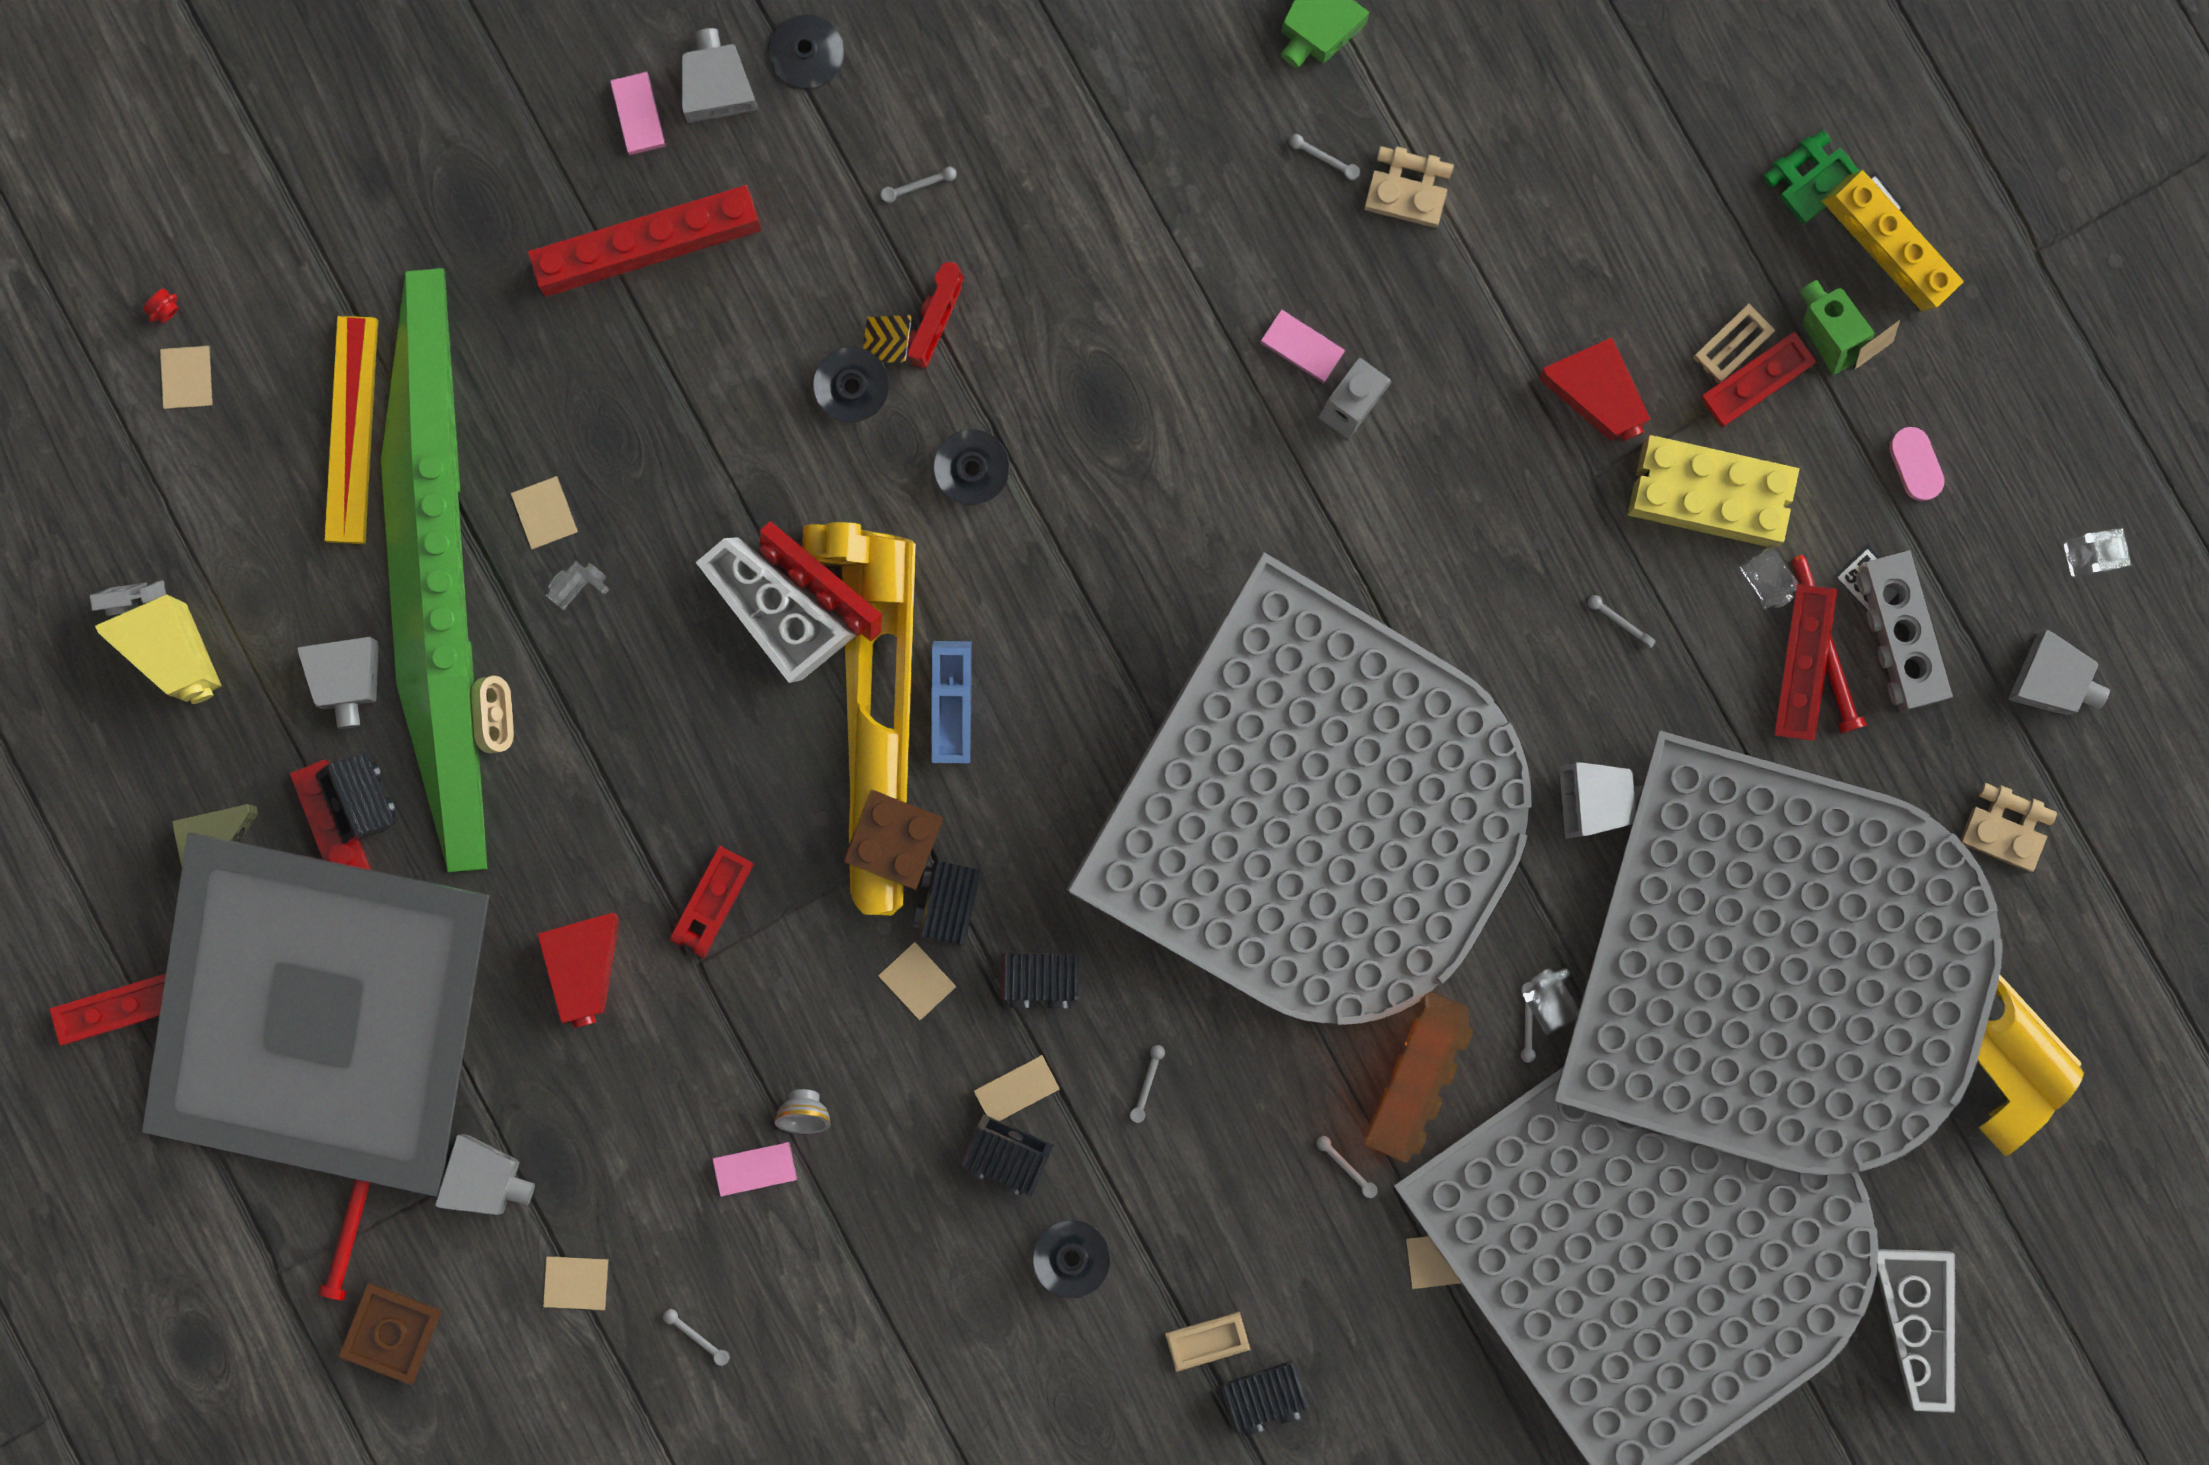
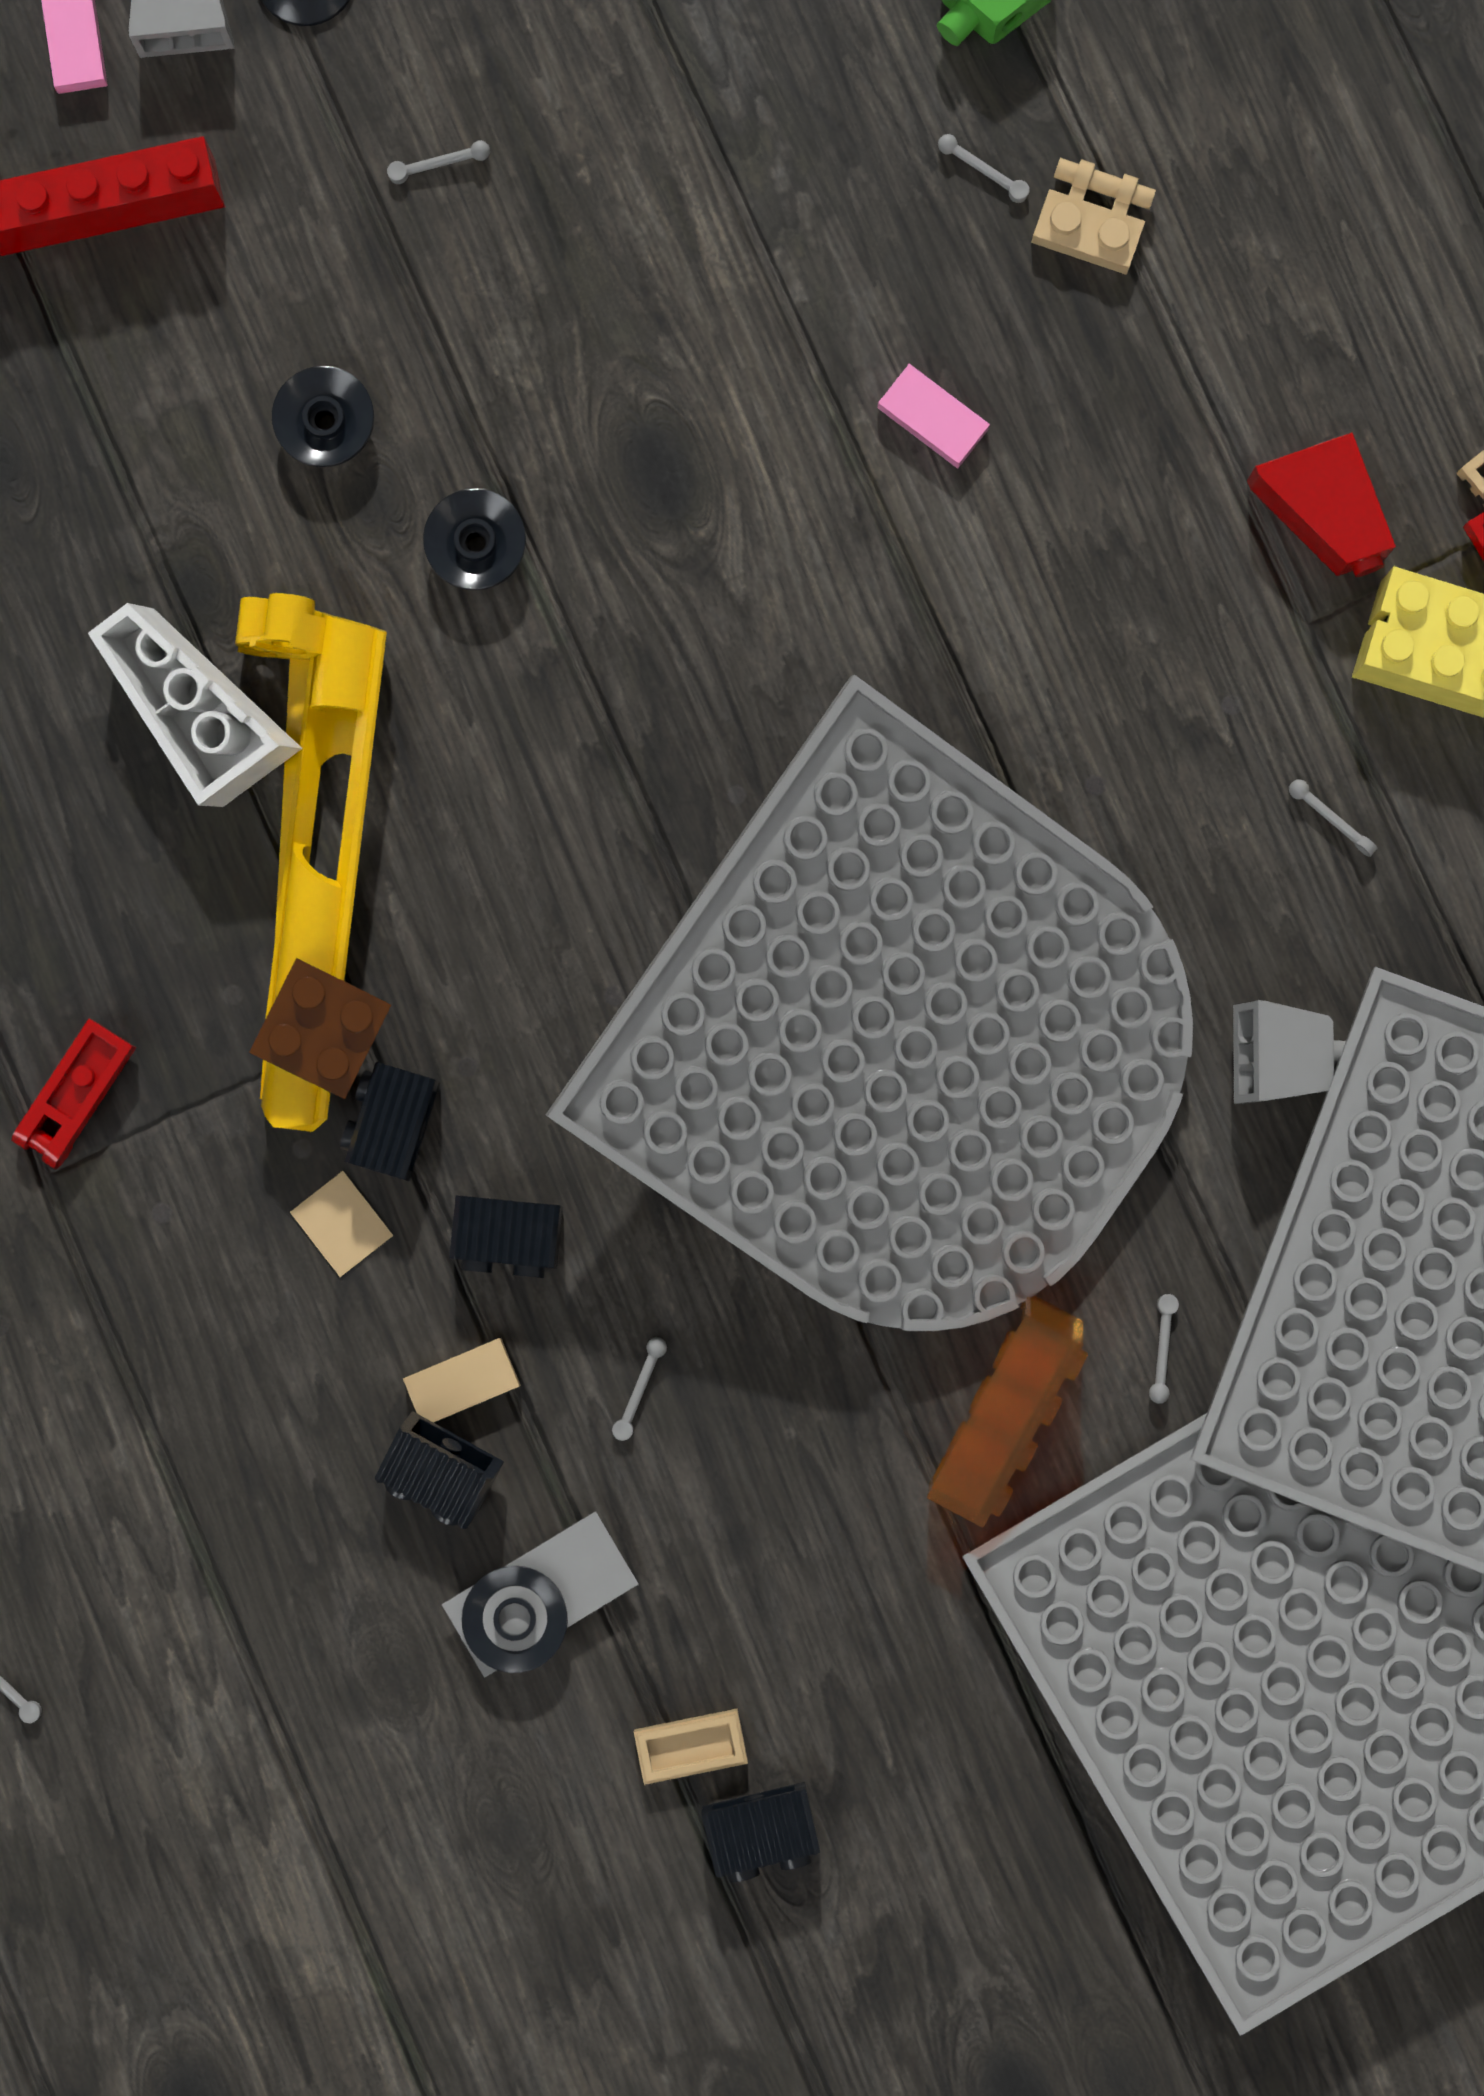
camera: 10 degrees right, 0 degrees up
(754, 1169) = (98, 1459): bright pink tile -> none
(802, 1113) = (168, 1389): light grey piece -> none
(827, 587) = (264, 684): red plate -> none
(888, 337) = (377, 357): sticker -> none
(936, 313) = (444, 334): red hinge -> none
(951, 701) = (419, 851): medium blue slope -> none
(1115, 1214) = (582, 1566): none -> light grey sticker
(1354, 398) = (999, 484): light grey torso -> none
(1368, 1189) = (927, 1557): light grey hinge -> none
(1428, 1265) = (999, 1667): tan sticker -> none
(1551, 1000) = (1197, 1322): clear bracket -> none

